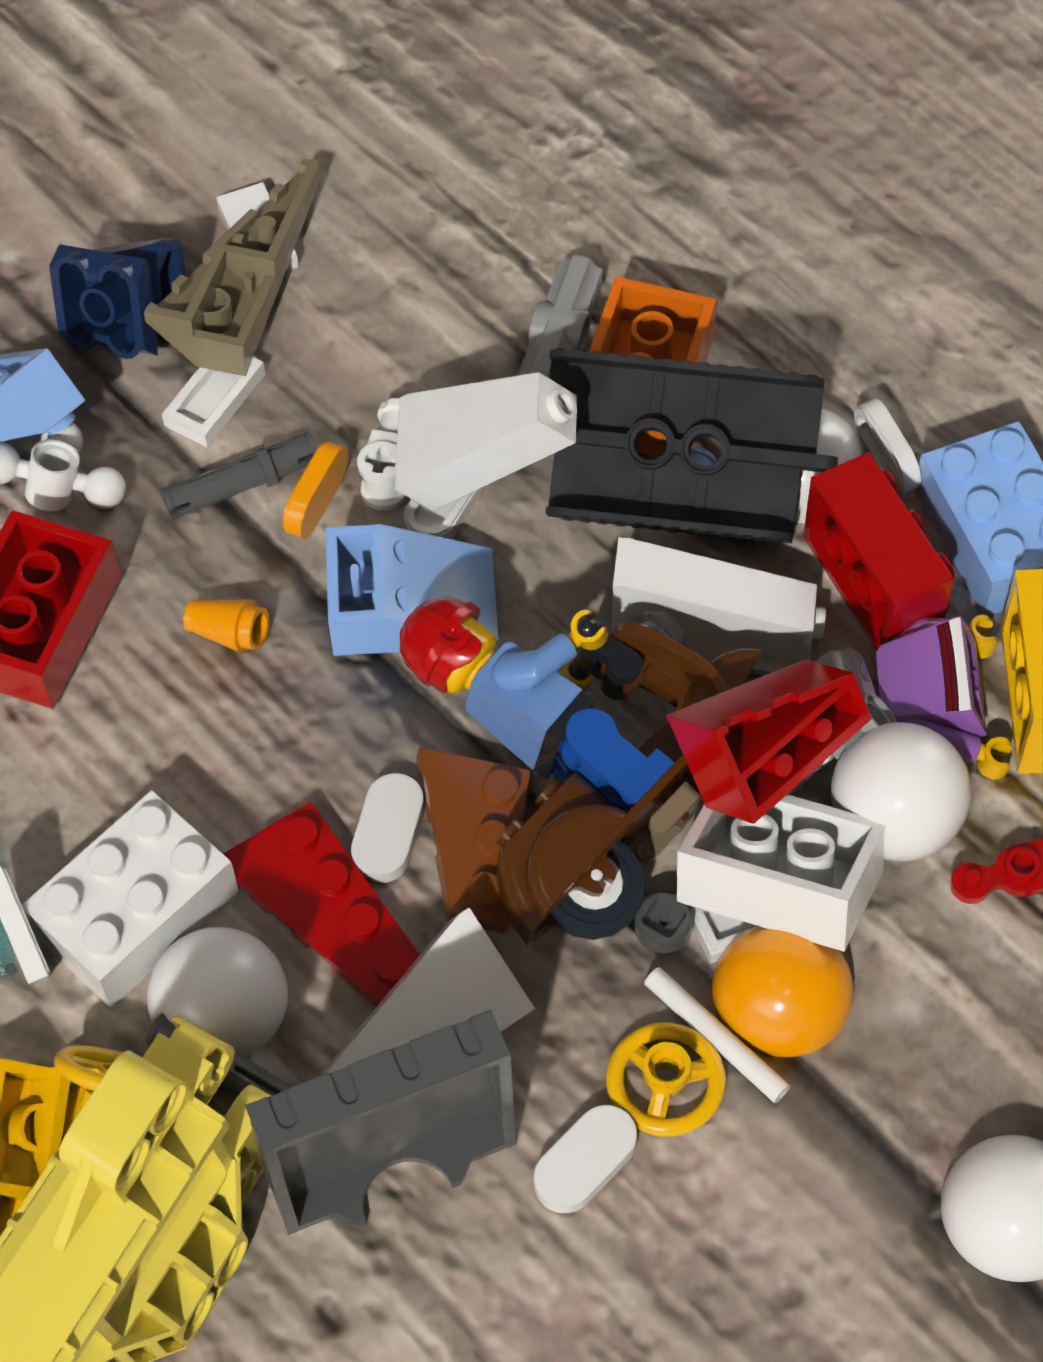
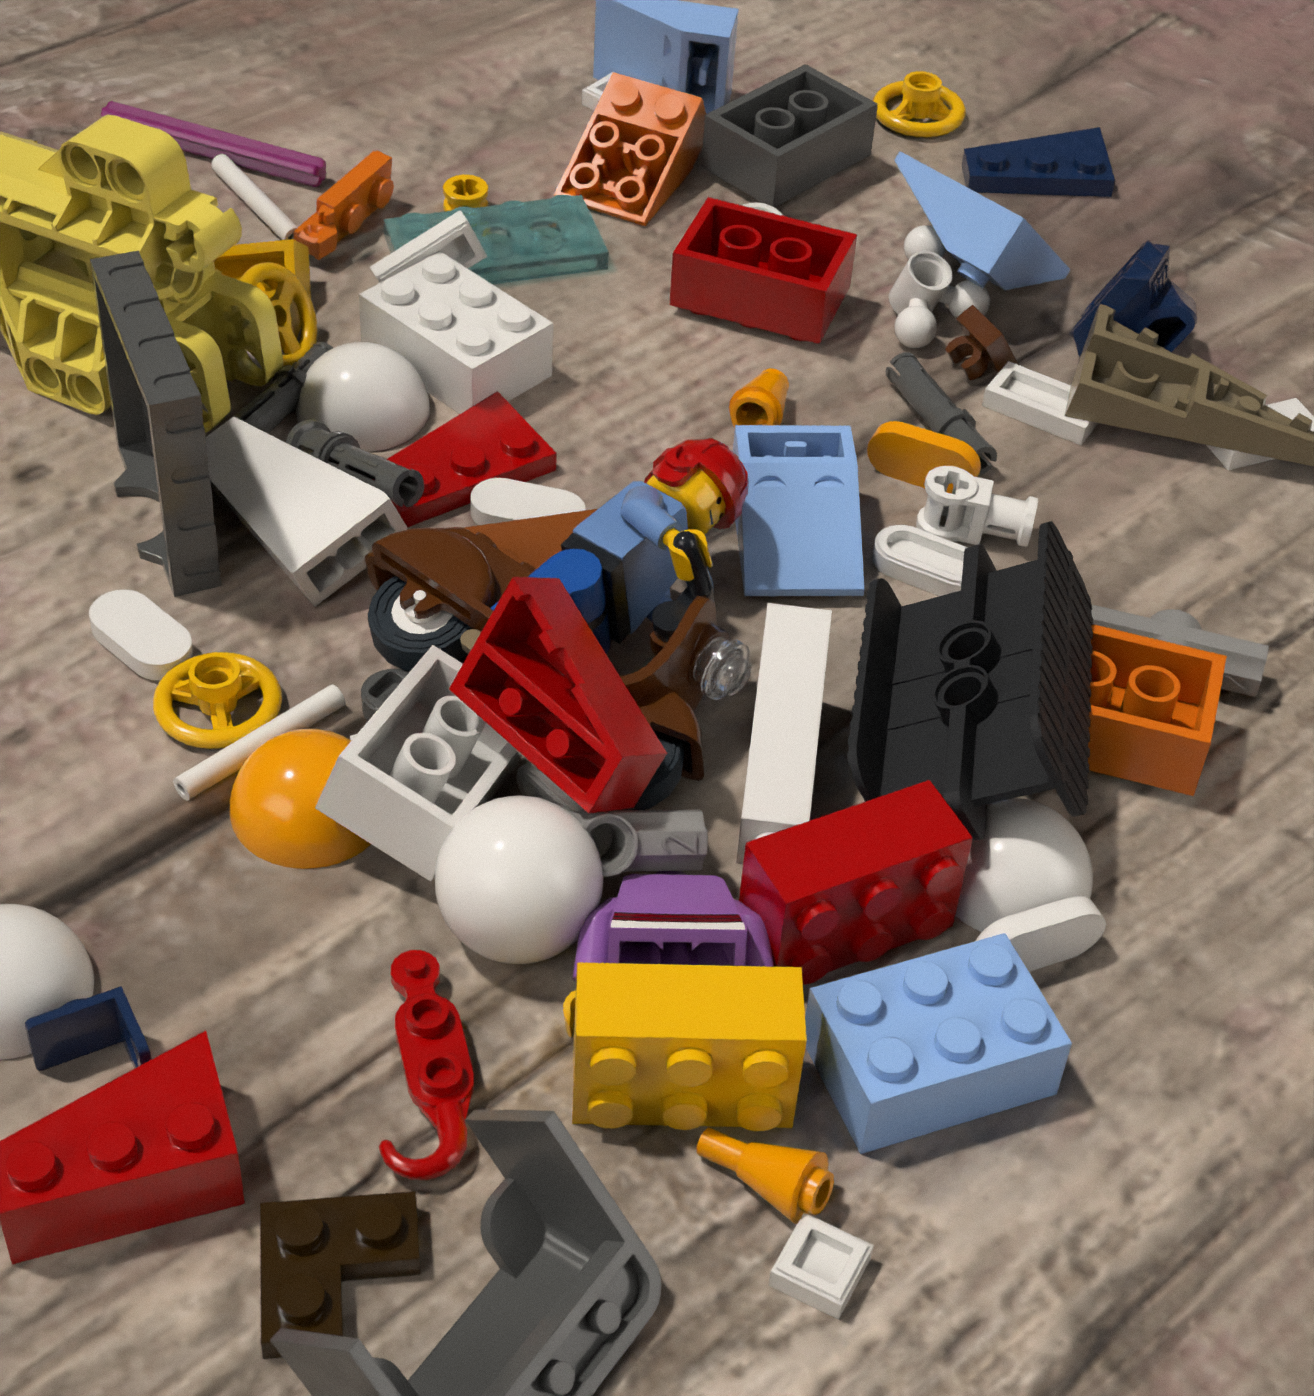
camera: 85 degrees right, 15 degrees down
(140, 429) = (982, 342): none -> reddish brown tile
(346, 989) = (345, 454): none -> dark grey pin
(478, 434) = (968, 512): white slope -> none

